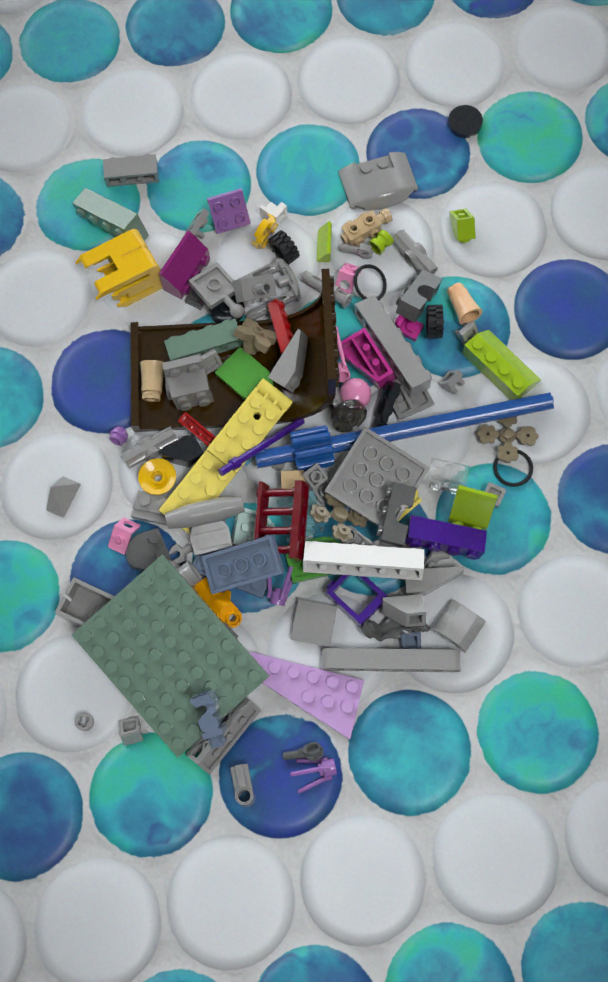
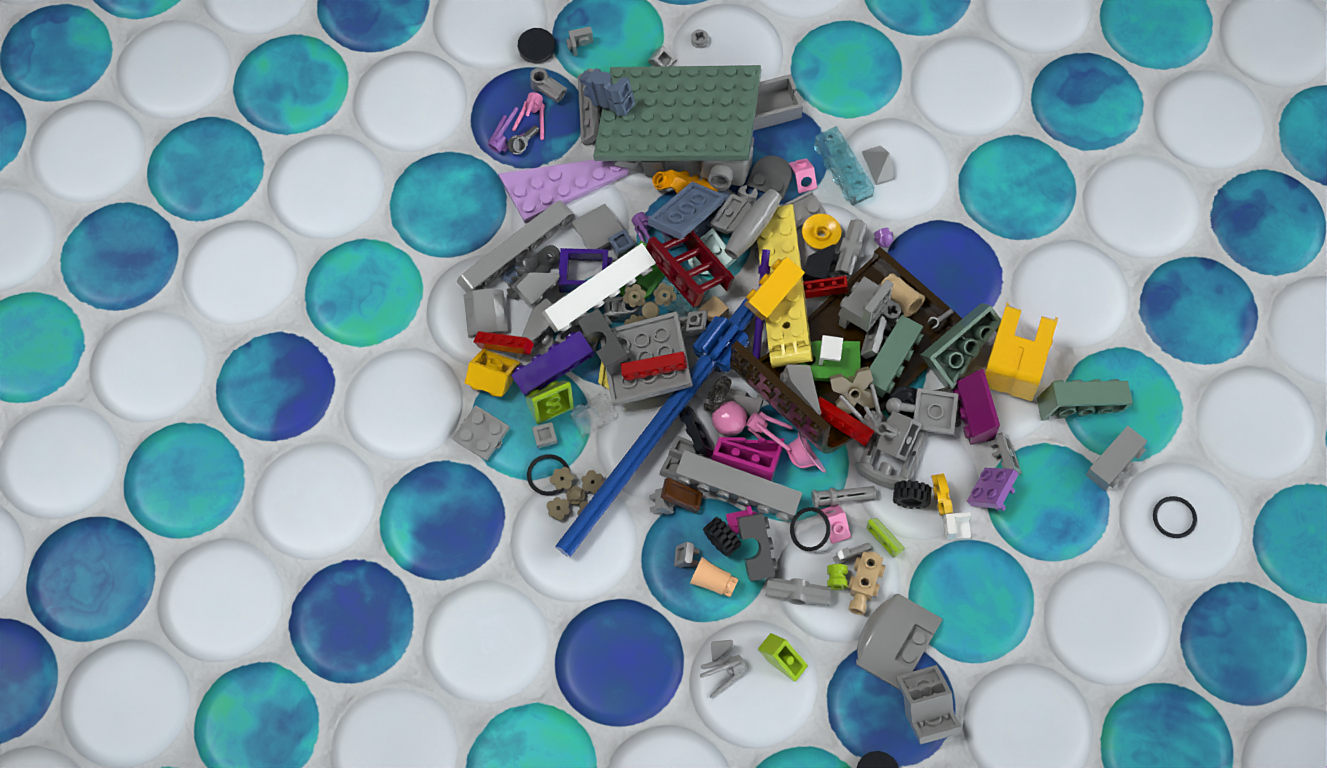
camera: 135 degrees right, 5 degrees down
(89, 513) = (844, 166): none -> clear light blue brick
(134, 102) = (1174, 498): none -> black tyre
(145, 341) = (940, 319): none -> light grey hand
(150, 308) = (961, 344): none -> sand green wedge
(176, 806) = (579, 37): none -> light grey bracket
(216, 836) = (536, 45): none -> black tile
(243, 440) = (773, 287): none -> yellow brick
(244, 375) = (830, 349): none -> white panel
(261, 312) = (871, 418): none -> light grey plant
(268, 778) = (533, 104): none -> bright pink plant
(308, 593) = (621, 243): none -> sand blue slope
(379, 461) = (653, 366): none -> red piece
(400, 124) = (928, 704): none -> light grey bracket
(438, 371) = (681, 495): none -> reddish brown tile
(468, 583) = (503, 342): none -> red piece
(492, 573) = (491, 372): none -> yellow slope
(496, 260) = (720, 648): none -> light grey slope
(498, 243) = (733, 665): none -> light grey plant
(500, 365) = (632, 551): lime slope -> none
(538, 536) = (481, 433): none -> light grey plate

